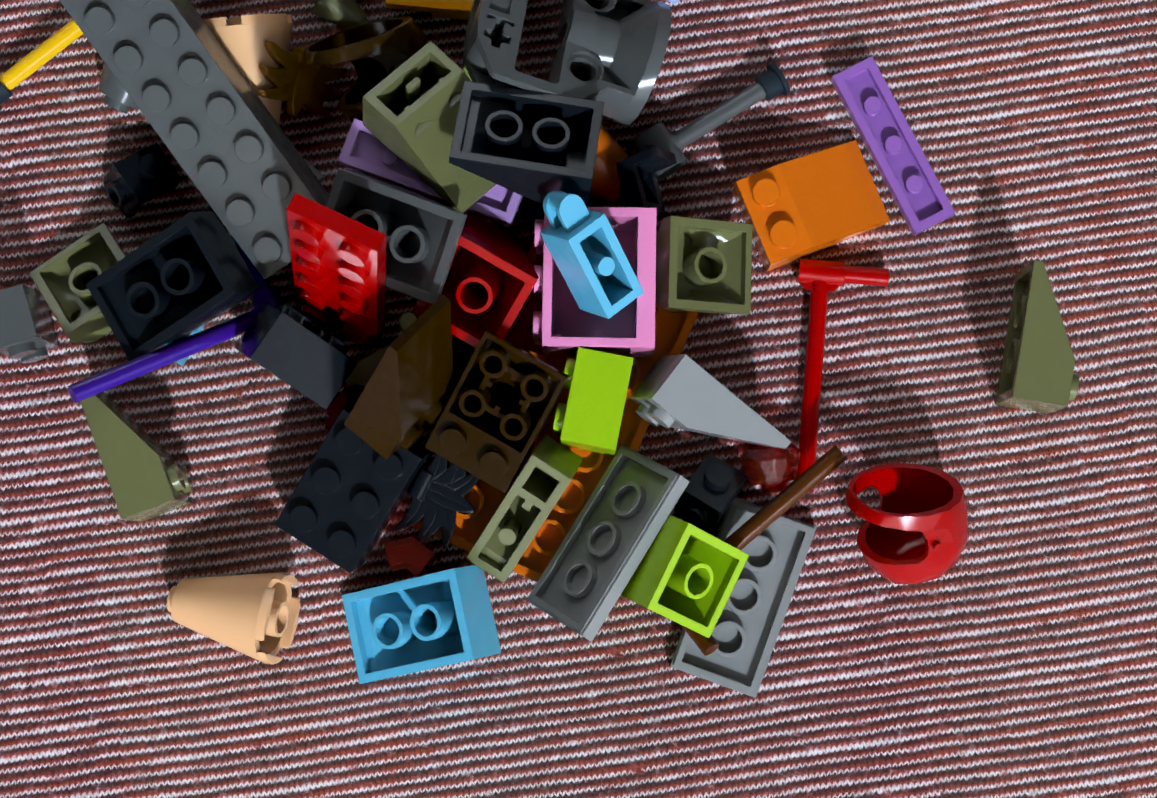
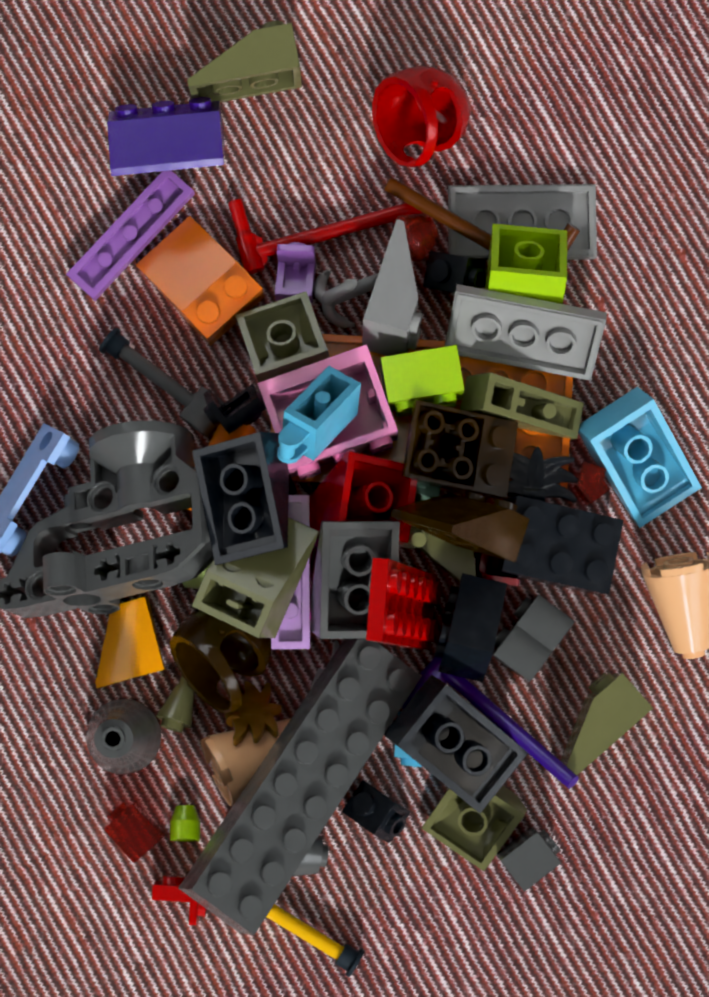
camera: 110 degrees left, 0 degrees up
(263, 423) = (532, 637): none -> dark grey brick
(733, 352) = (345, 291): none -> light grey piece
(779, 313) = (295, 270): none -> medium lavender bracket
(987, 220) = (165, 137): none -> dark purple slope

